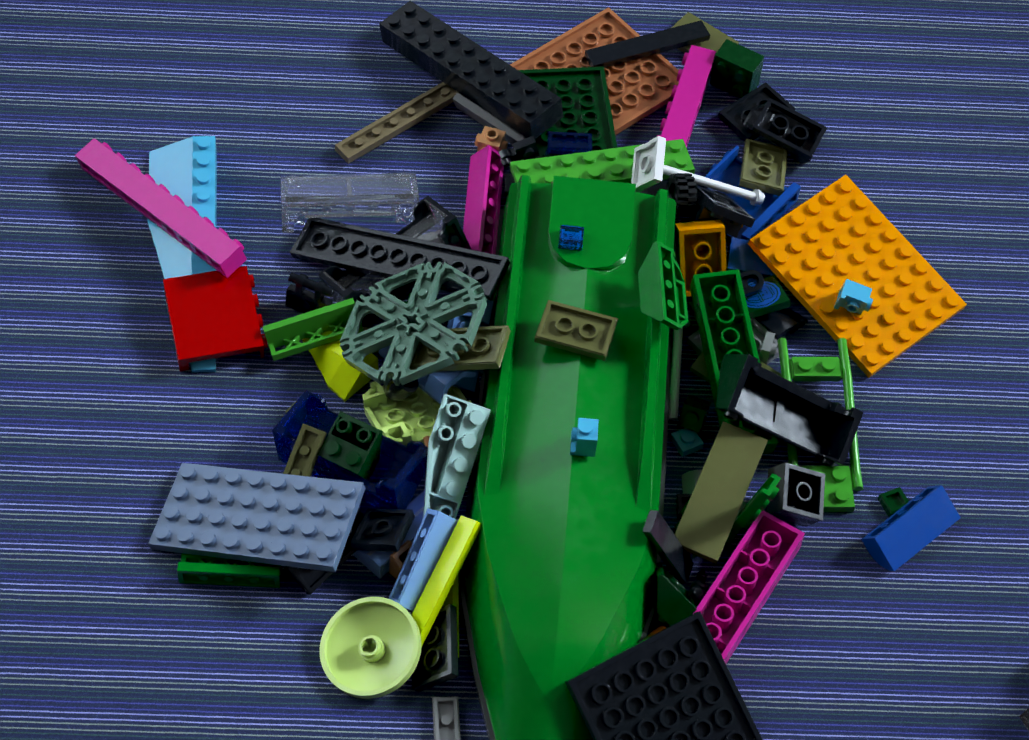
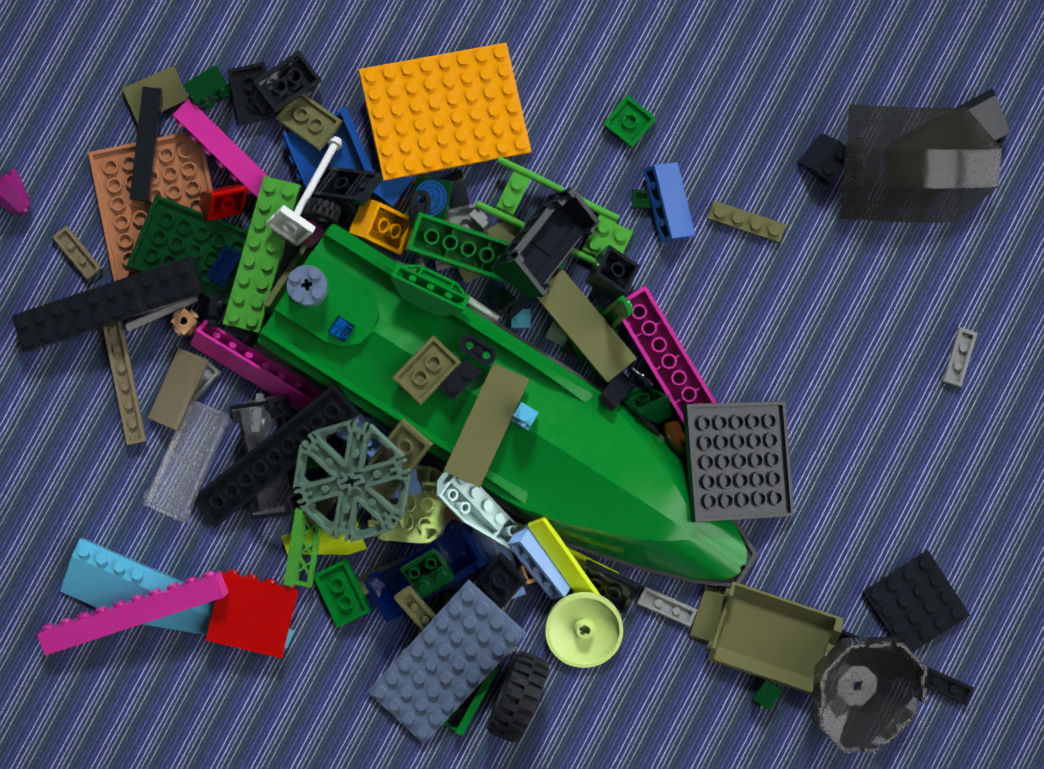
camera: 55 degrees left, 30 degrees up
(254, 593) = (518, 697): none -> black tyre
(281, 391) = (342, 593): none -> green plate
(303, 300) = (268, 534): black plate -> none
(418, 163) = (177, 389): none -> dark tan tile
(440, 184) = (208, 376): none -> light grey tile
(506, 36) = (77, 253): none -> dark tan tile
(549, 408) = (486, 425): none -> olive tile
(585, 364) = (459, 379): none -> black plate
(597, 185) = (316, 292): none -> sand blue brick
(628, 367) = (476, 352): none -> black plate
(634, 118) = (223, 201): none -> red slope
(854, 297) = (472, 132): medium azure brick -> none
(945, 620) = (746, 221): none -> olive plate
(969, 452) = (629, 121): none -> green plate

